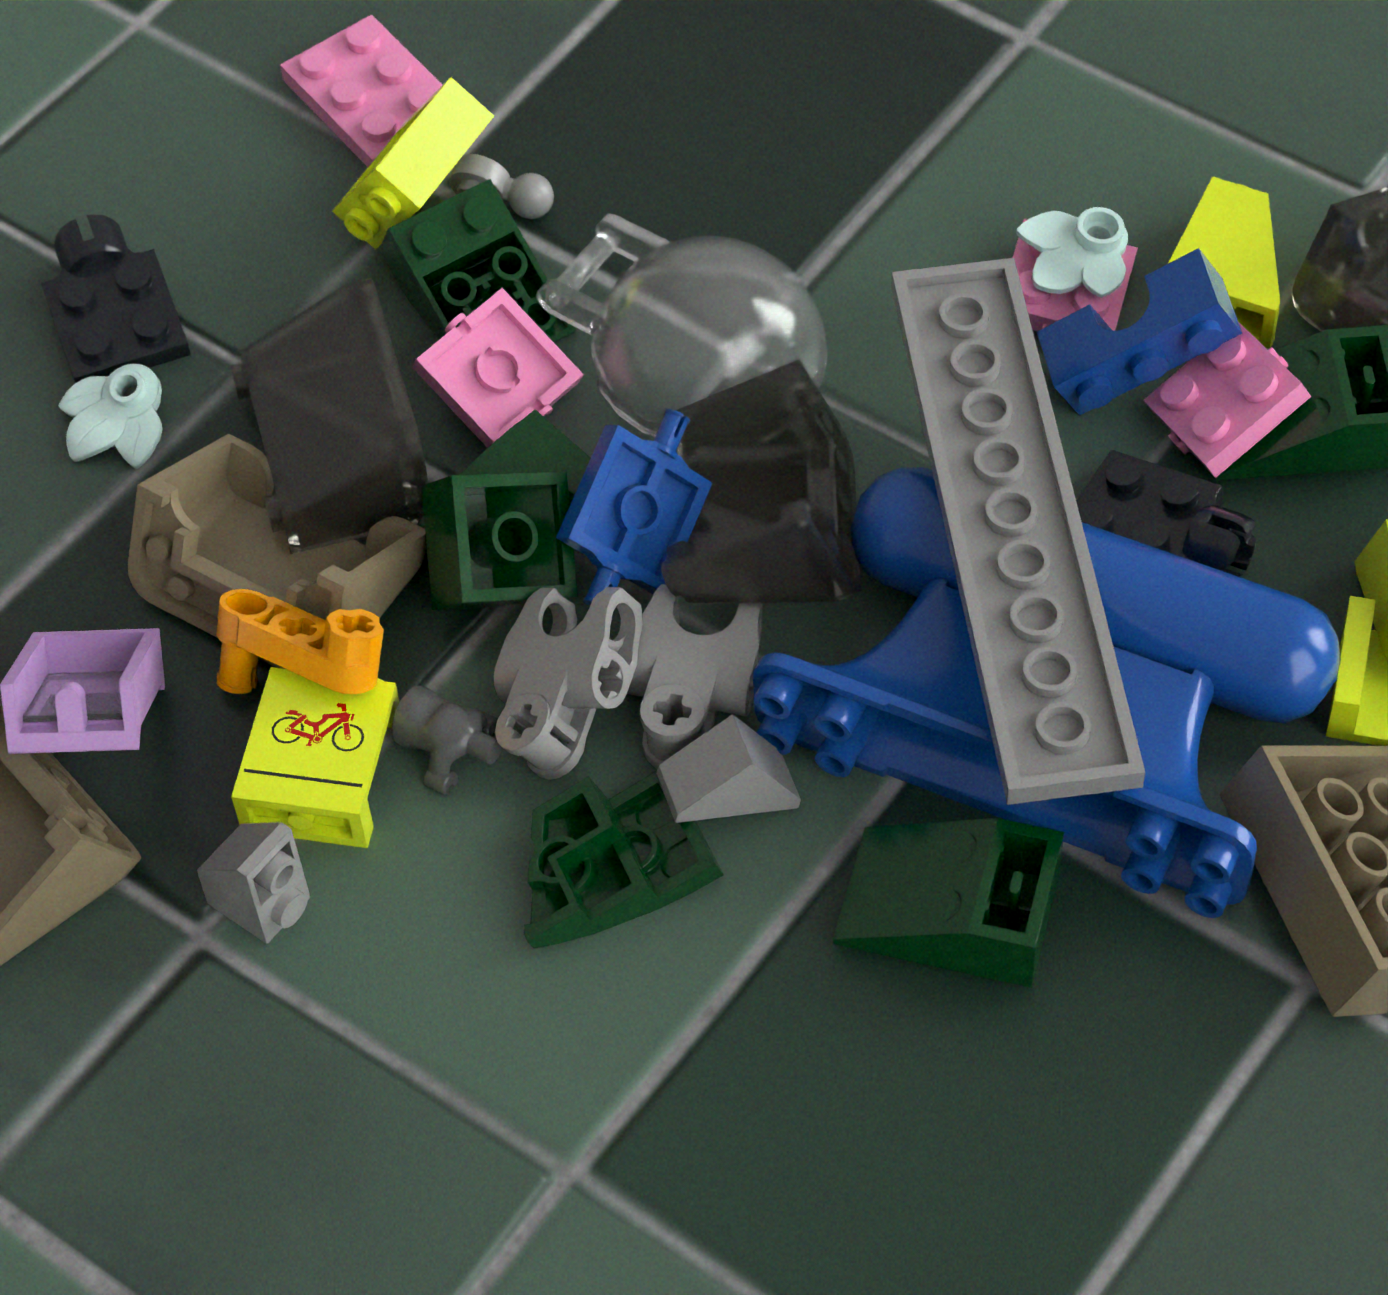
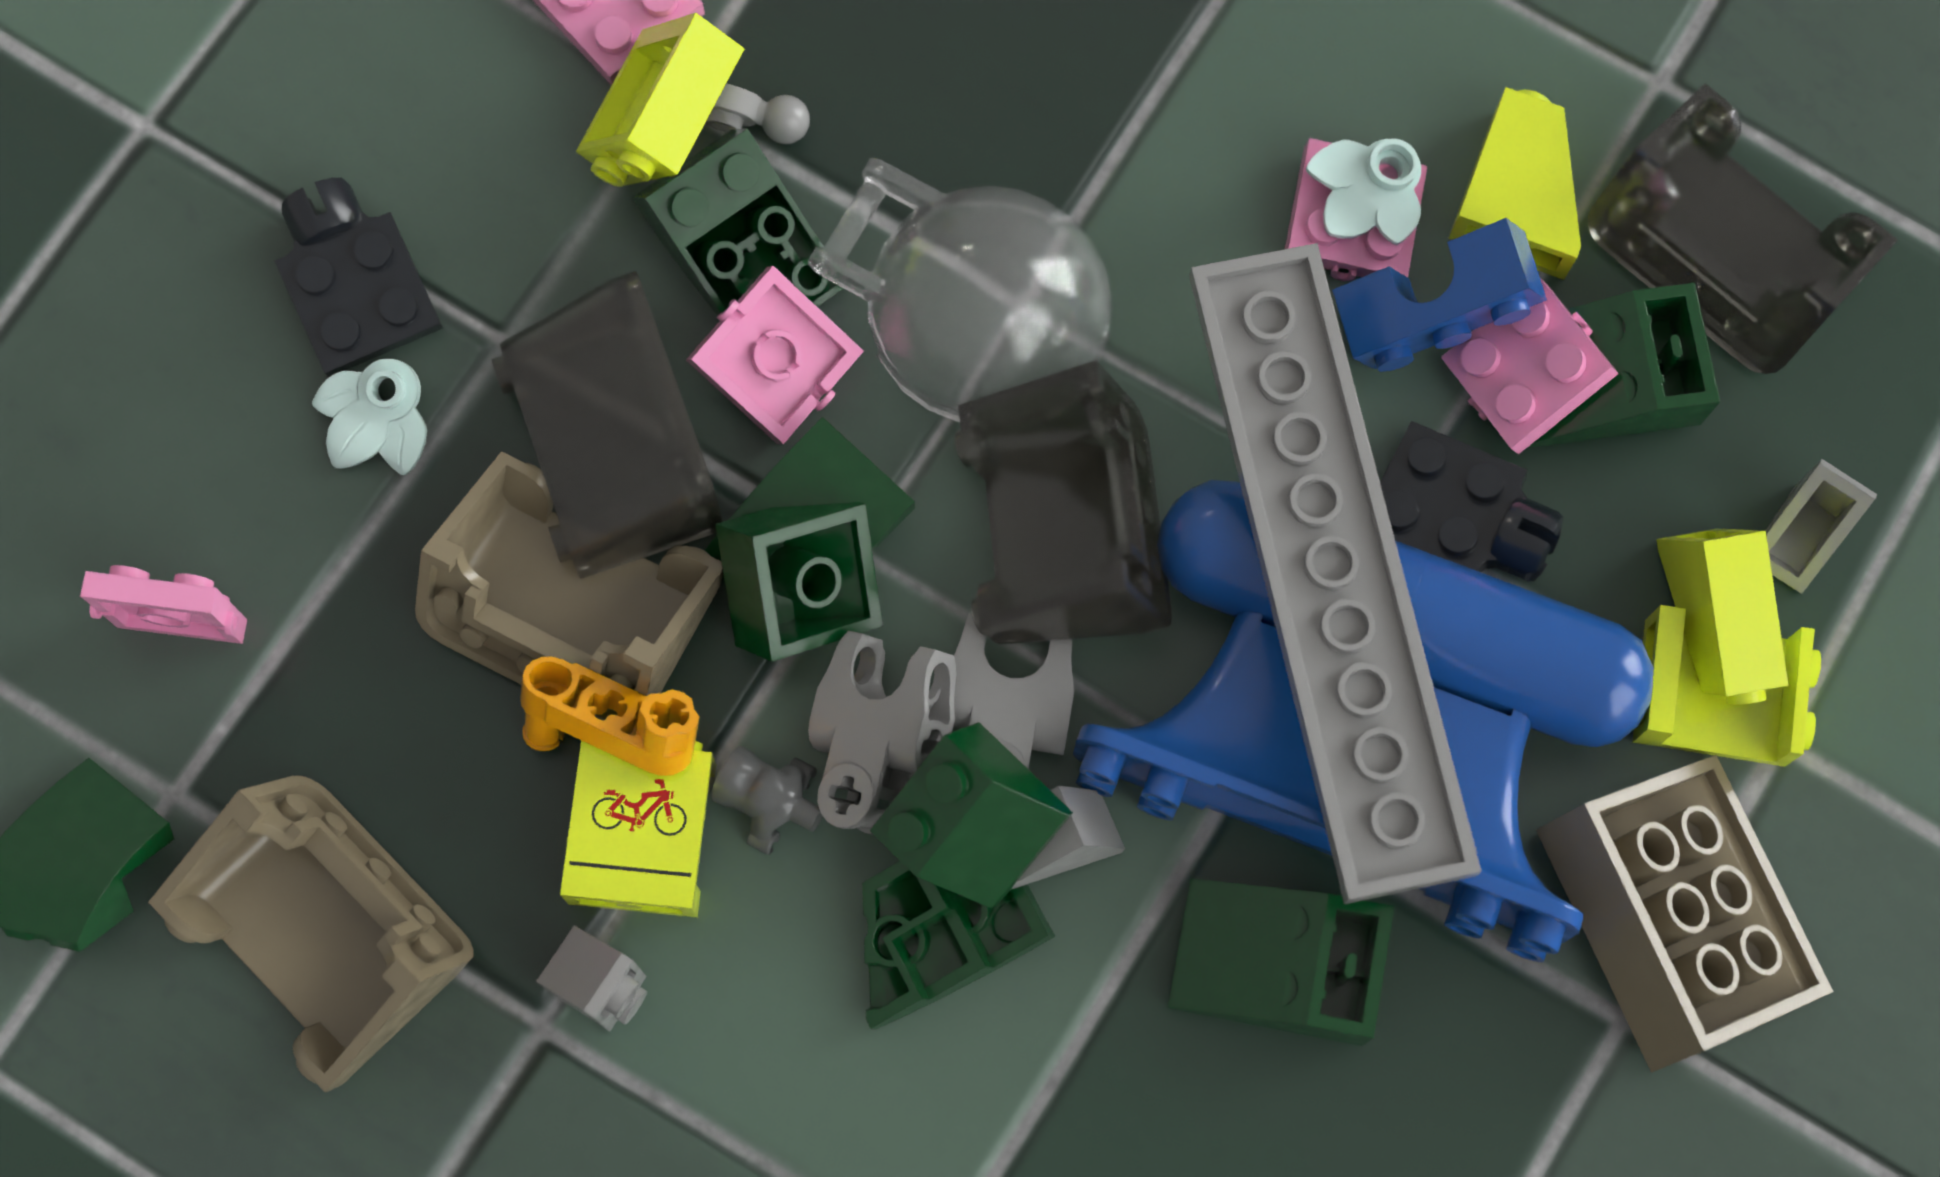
camera: 10 degrees left, 20 degrees up
(81, 690) = (392, 778): lavender window -> none
(634, 505) = (936, 536): blue plate -> none
(642, 736) = (971, 817): none -> dark green slope

